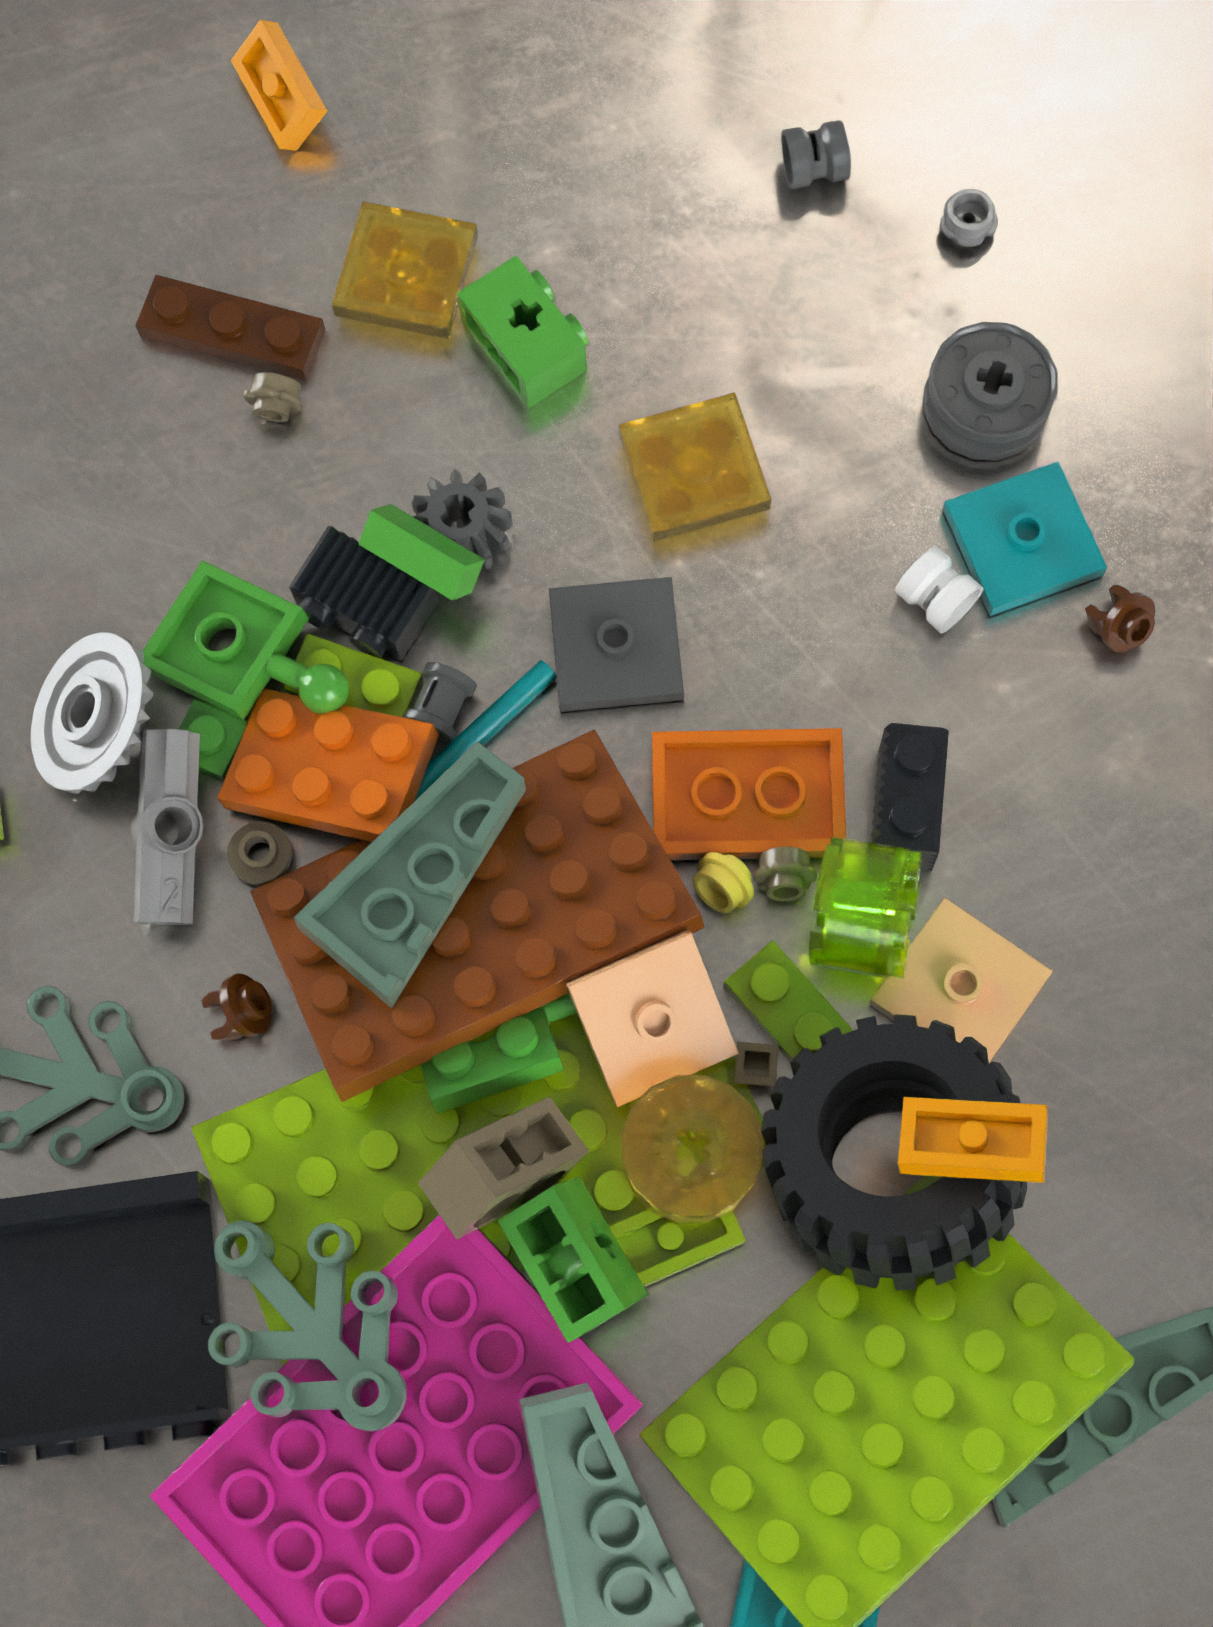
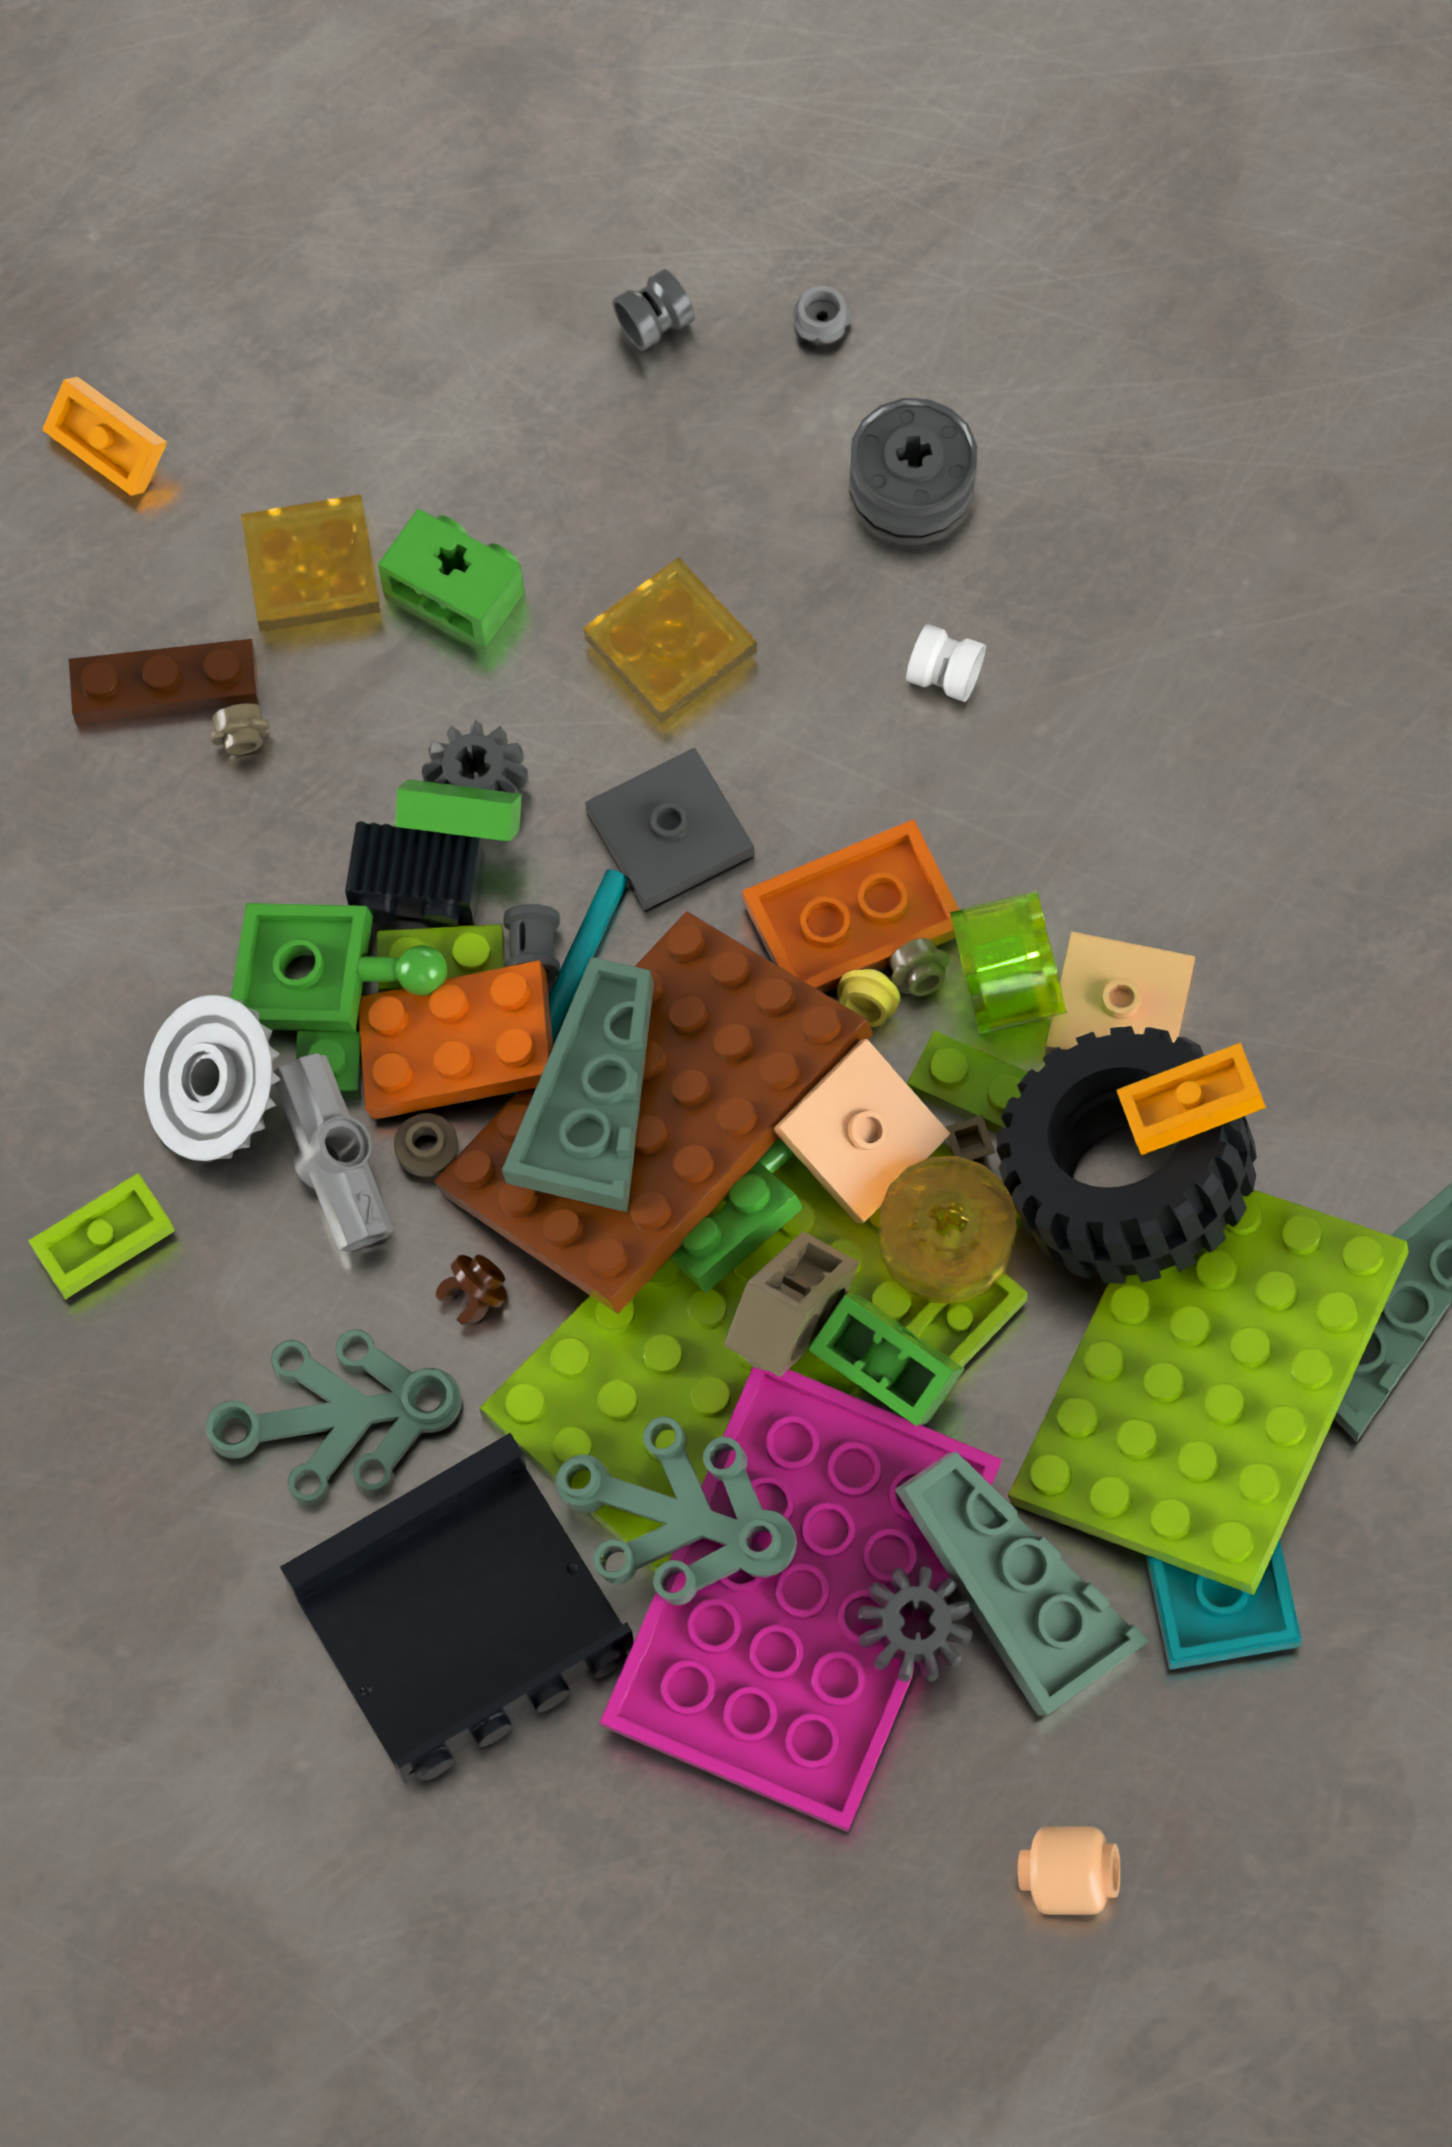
camera: 25 degrees left, 5 degrees down
(504, 1553) = (891, 1622): none -> dark grey gear
(911, 789) = (999, 844): black brick -> none
(1024, 538) = (1002, 587): teal plate -> none
(1127, 622) = (1128, 625): reddish brown plate -> none

